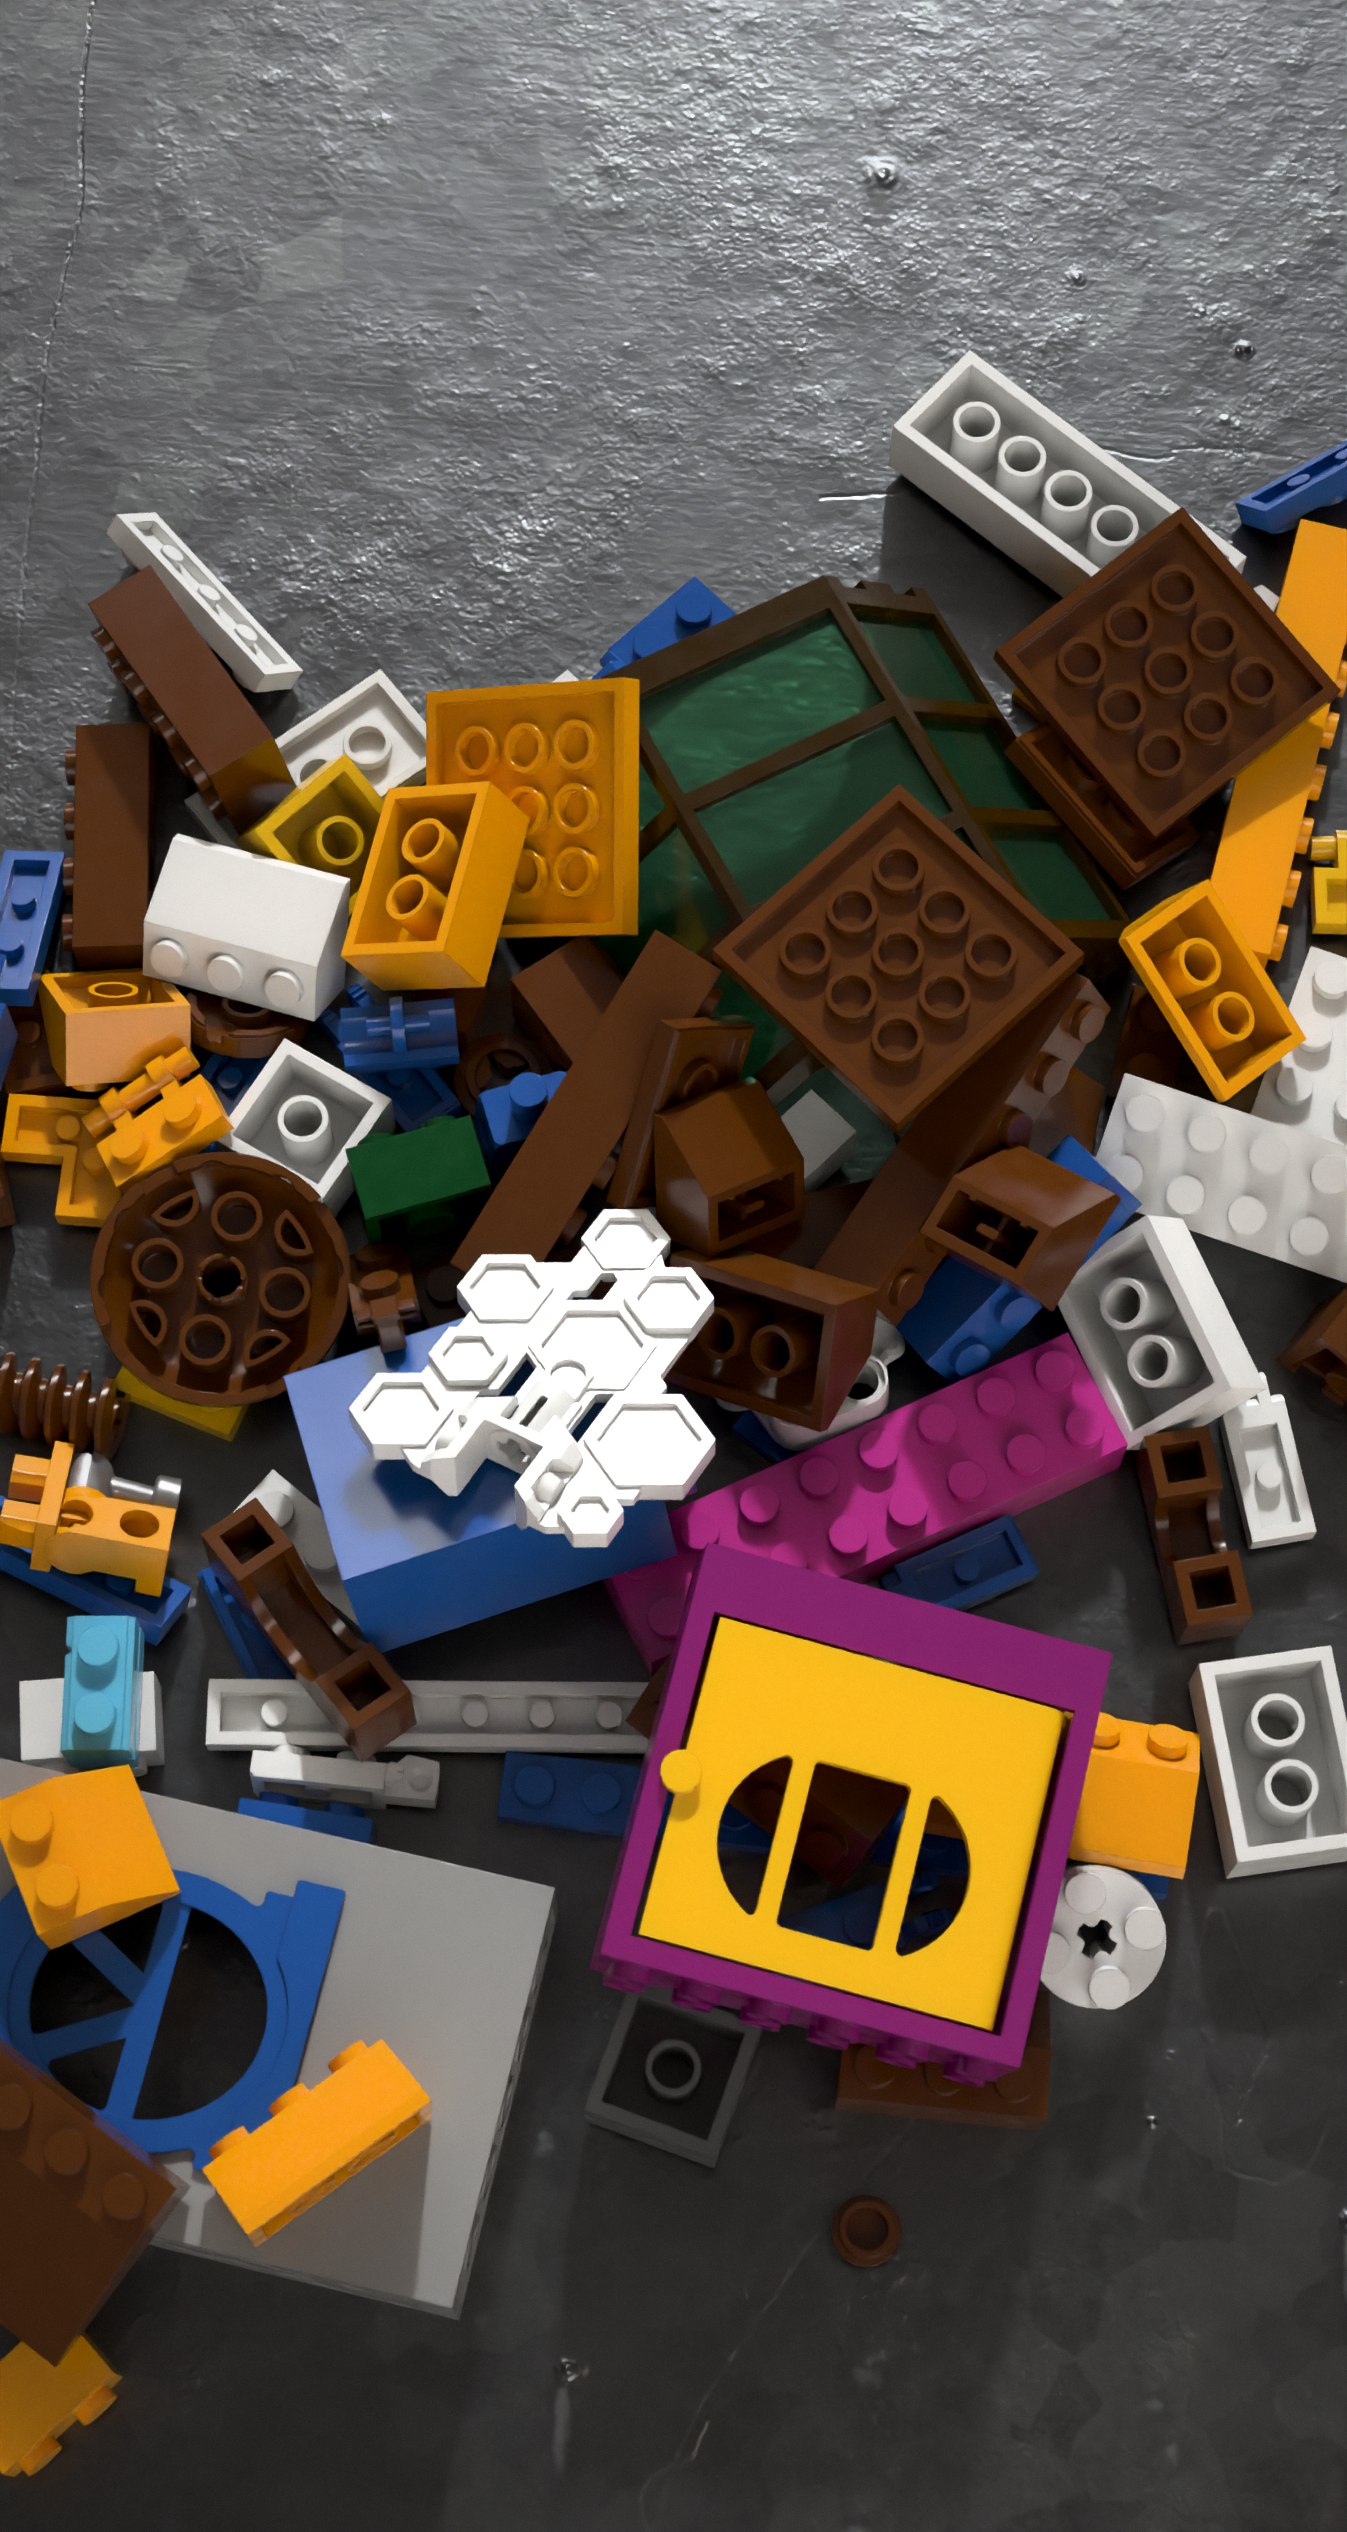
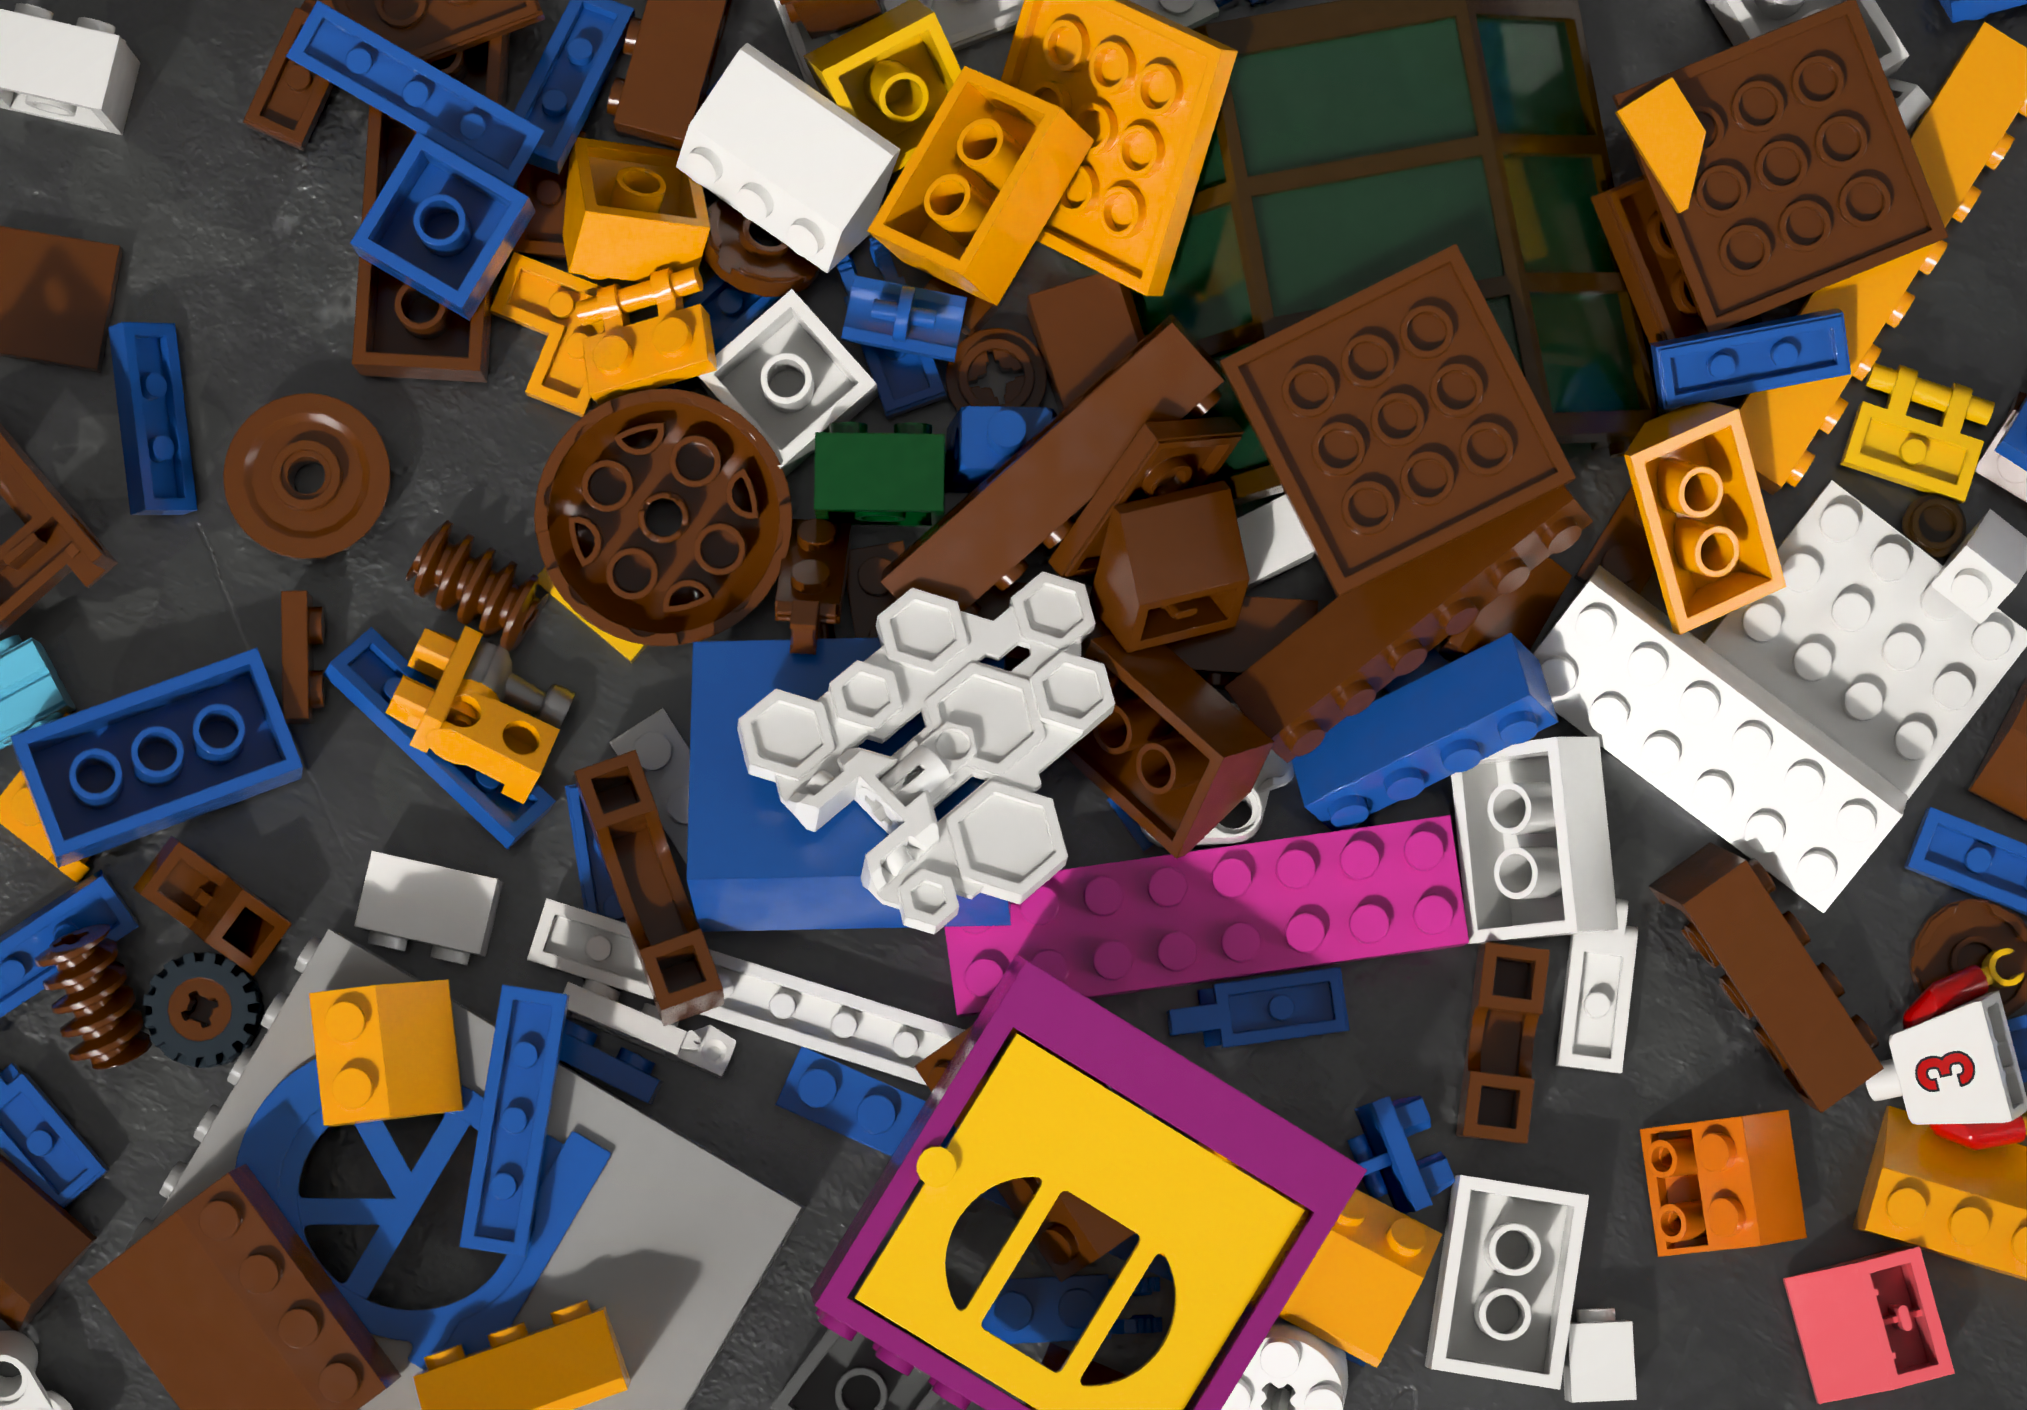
camera: 15 degrees right, 15 degrees up
(102, 1691) = (444, 893): medium azure brick -> none
(235, 1883) = (514, 1121): none -> blue plate
(1021, 1222) = (1430, 716): reddish brown slope -> none
(1057, 671) = (1666, 138): none -> light orange tile
(1130, 1687) = (1389, 1158): none -> blue hips
(1200, 846) = (1750, 358): none -> blue tile

